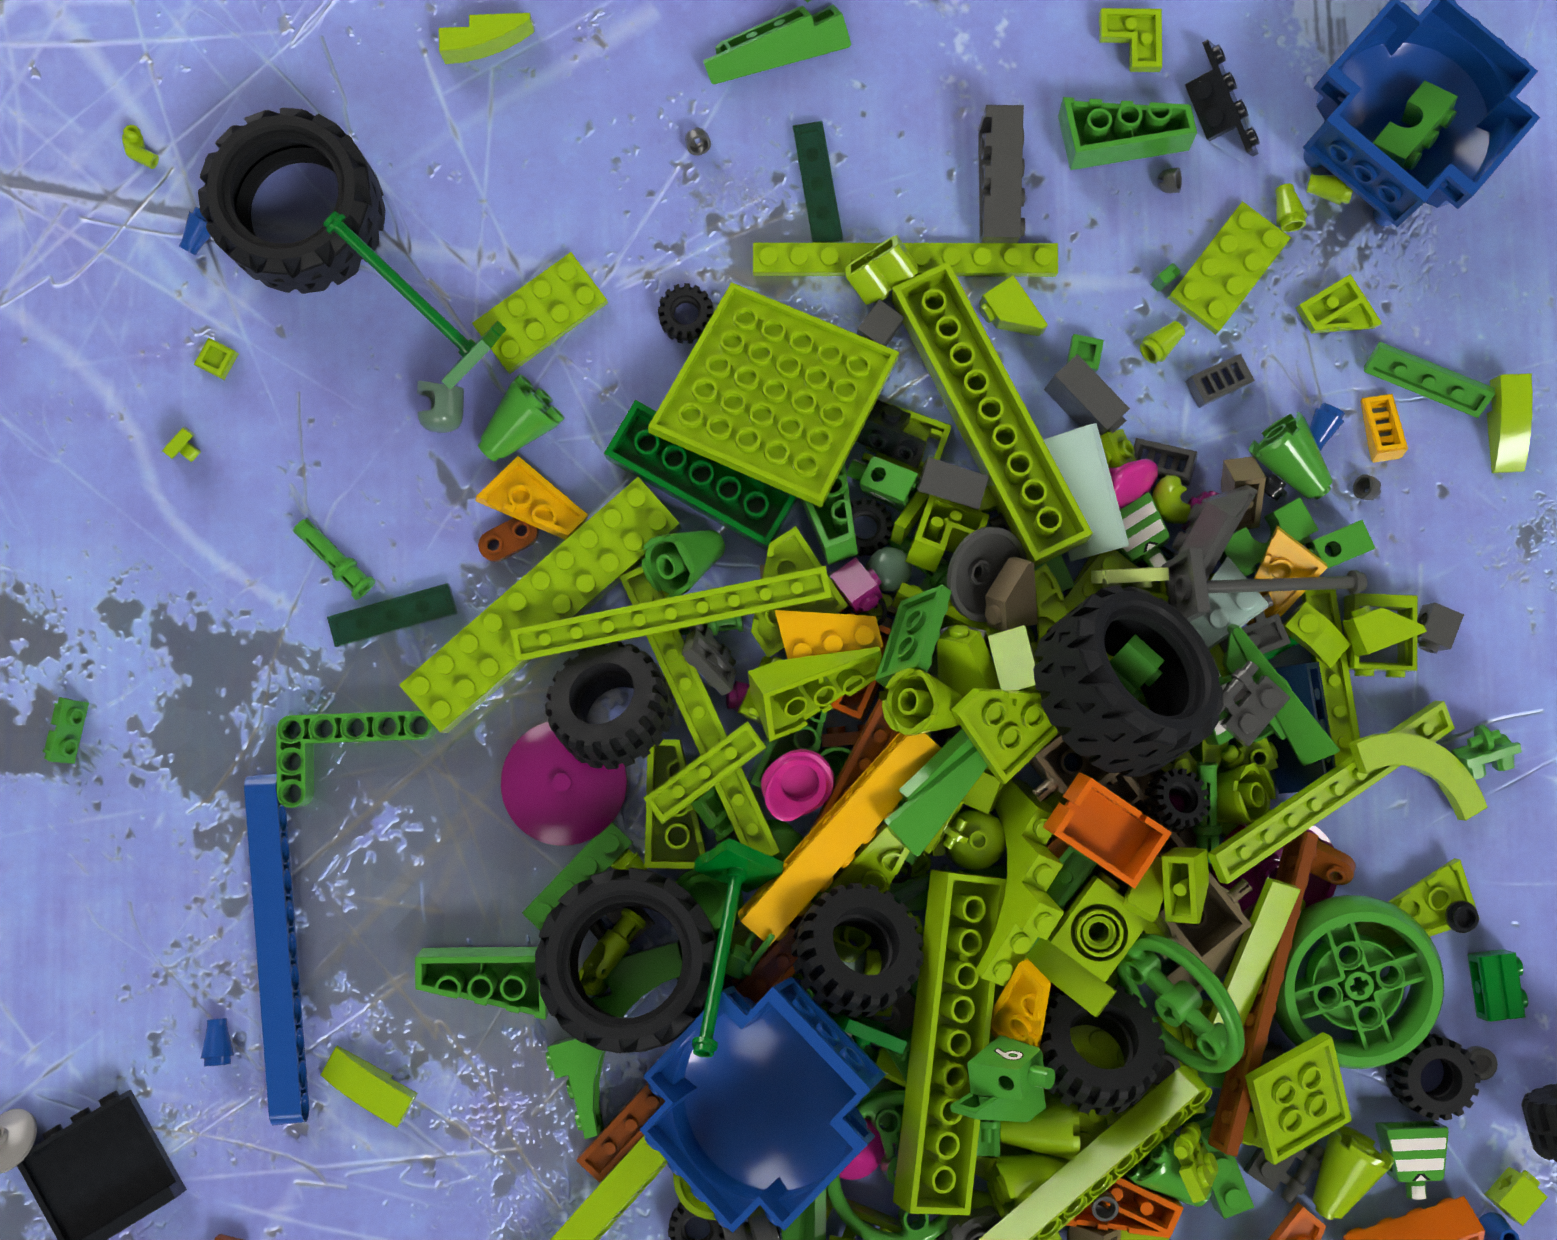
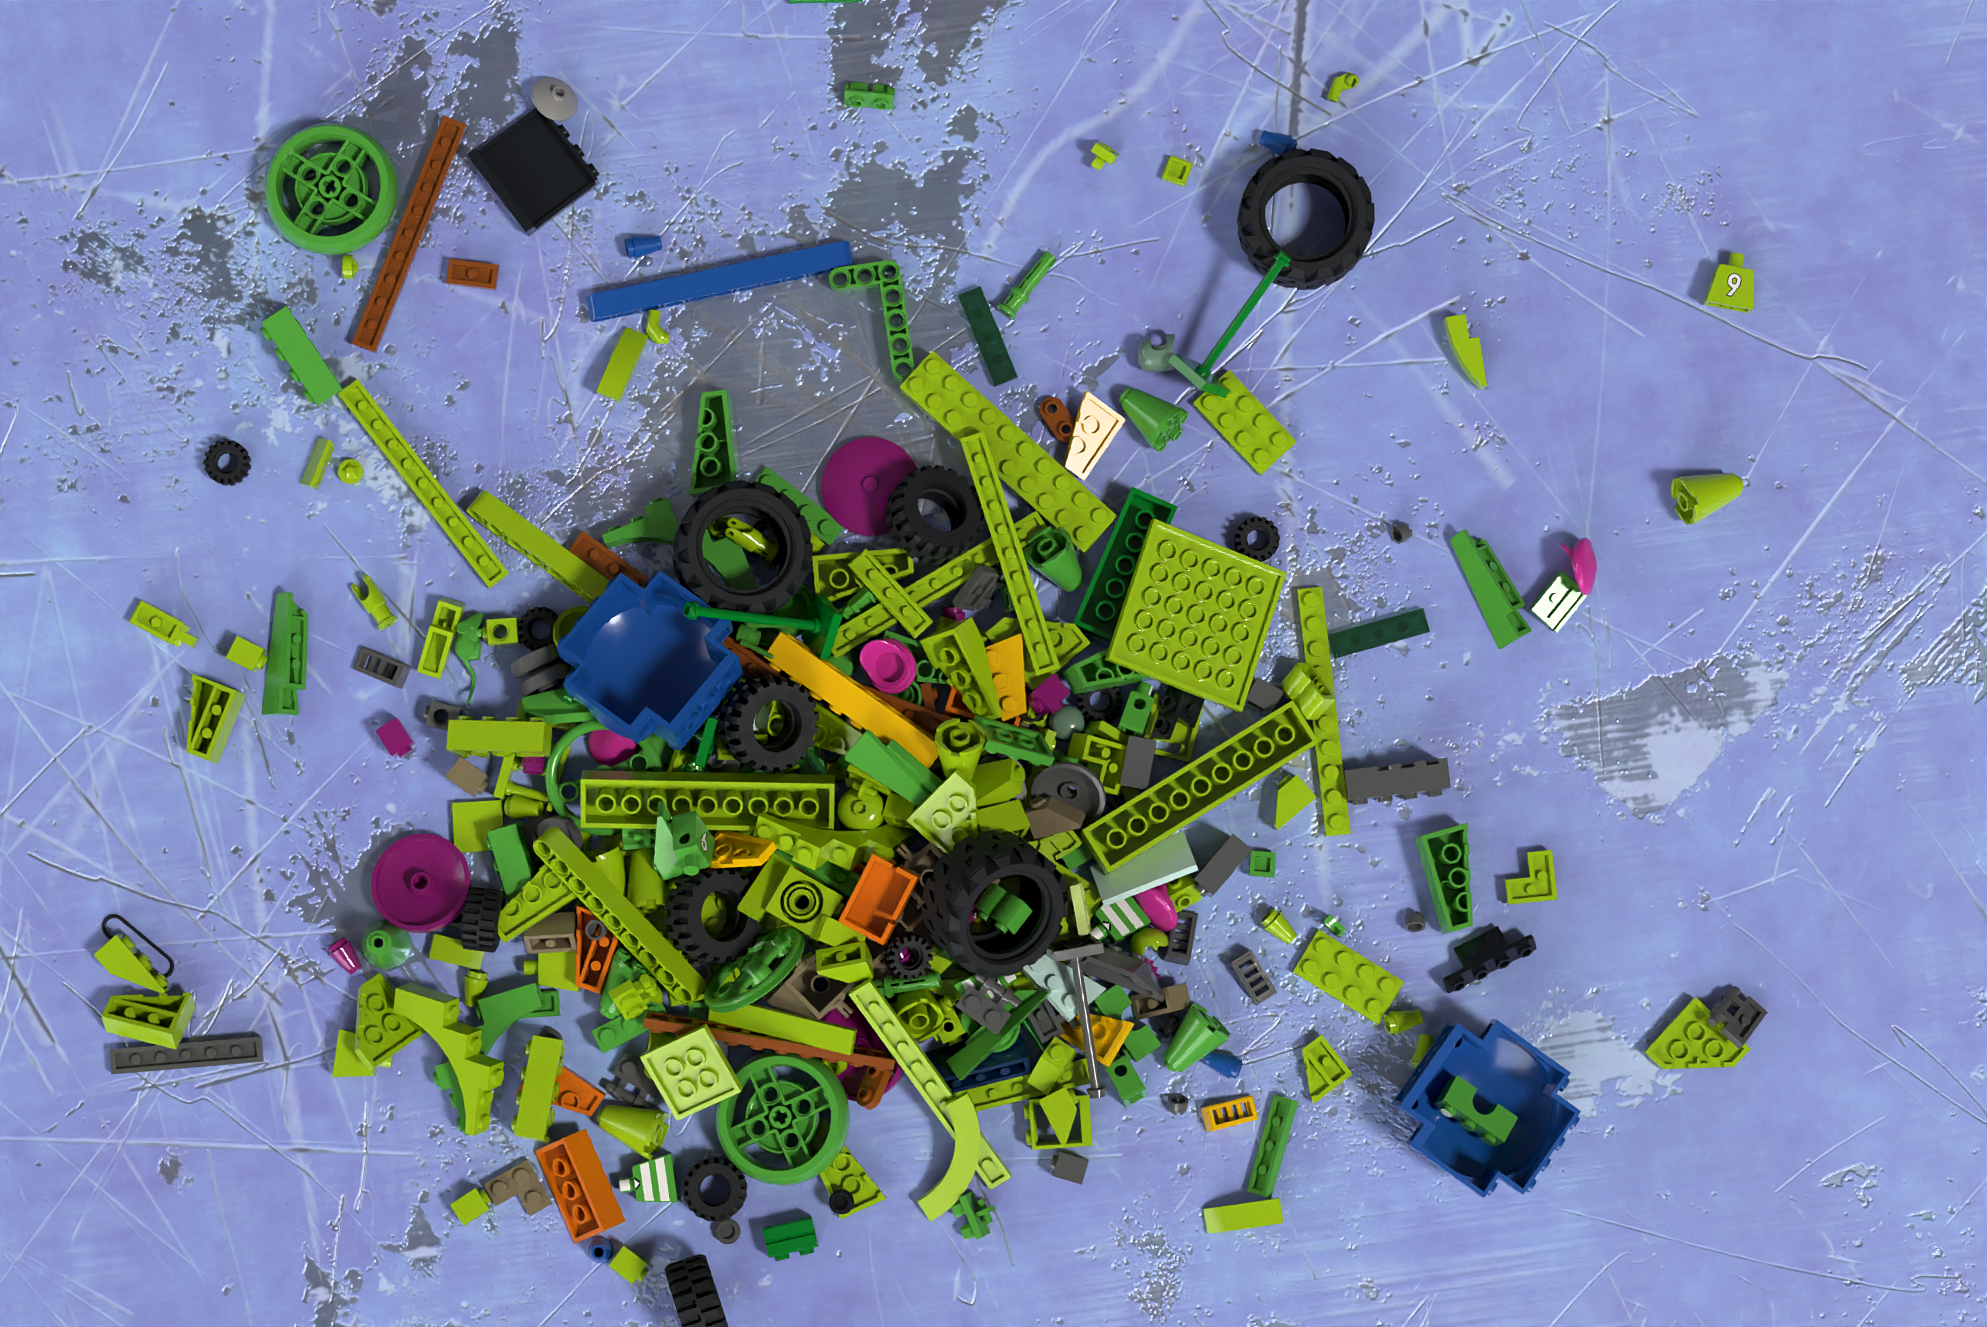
camera: 85 degrees right, 0 degrees up
(328, 1039) = (654, 330): none -> lime arm

